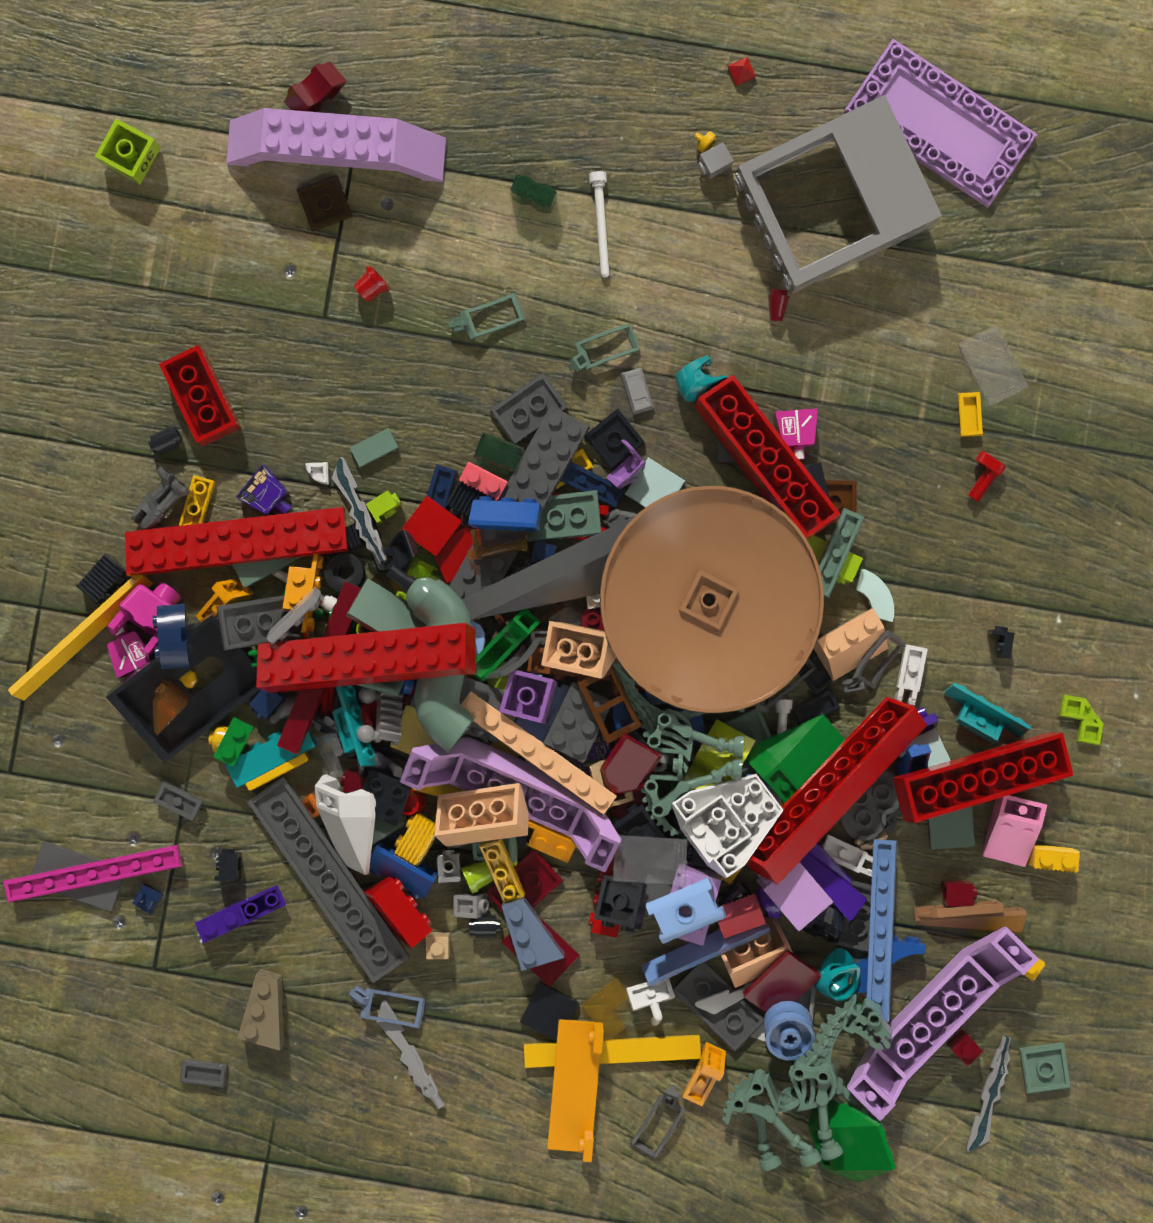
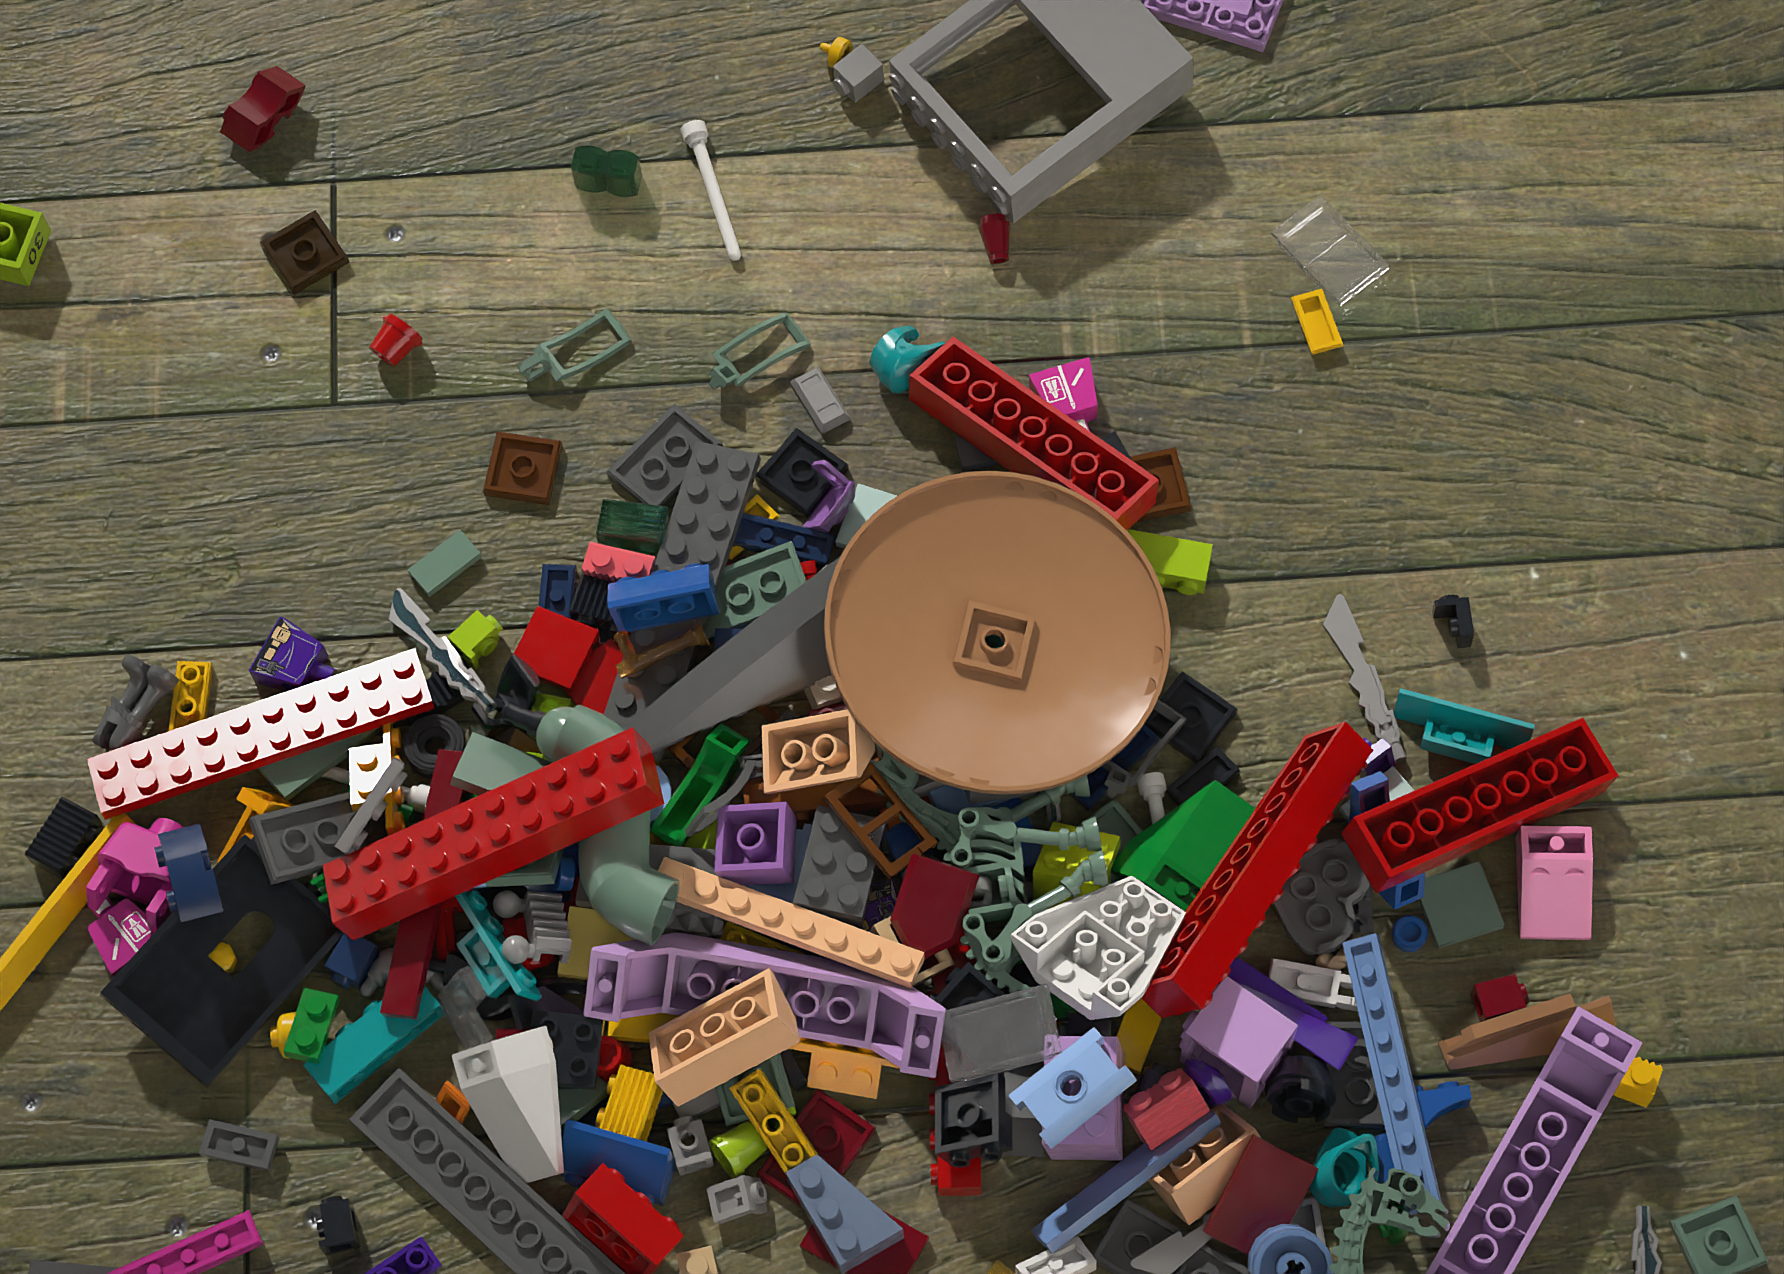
camera: 10 degrees left, 20 degrees down
(165, 440) = (126, 620): black brick -> none
(167, 705) = (196, 994): clear orange slope -> none
(200, 395) = (169, 544): red brick -> none
(278, 771) = (389, 1061): yellow tile -> none
(319, 472) = (367, 616): white tile -> none
(336, 142) = (303, 158): lavender slope -> none
(437, 393) = (522, 468): none -> reddish brown tile
(485, 927) = (767, 1226): black brick -> none
(838, 548) = (1172, 536): sand green tile -> none
(847, 644) = (1230, 671): light nougat slope -> none
(859, 683) = (1252, 716): dark grey sword -> none
(877, 594) = (1251, 598): light aqua tile -> none
(911, 672) = (1331, 689): white hinge -> none
(915, 836) = (1409, 933): none -> blue tile
(934, 667) = (1365, 679): none -> light grey sword
(964, 1047) = (1579, 1234): dark red brick -> none
(992, 469) = (1371, 385): red piece -> none
(1054, 858) = (1629, 912): yellow brick -> none
(1090, 724) = (1602, 692): lime tile -> none

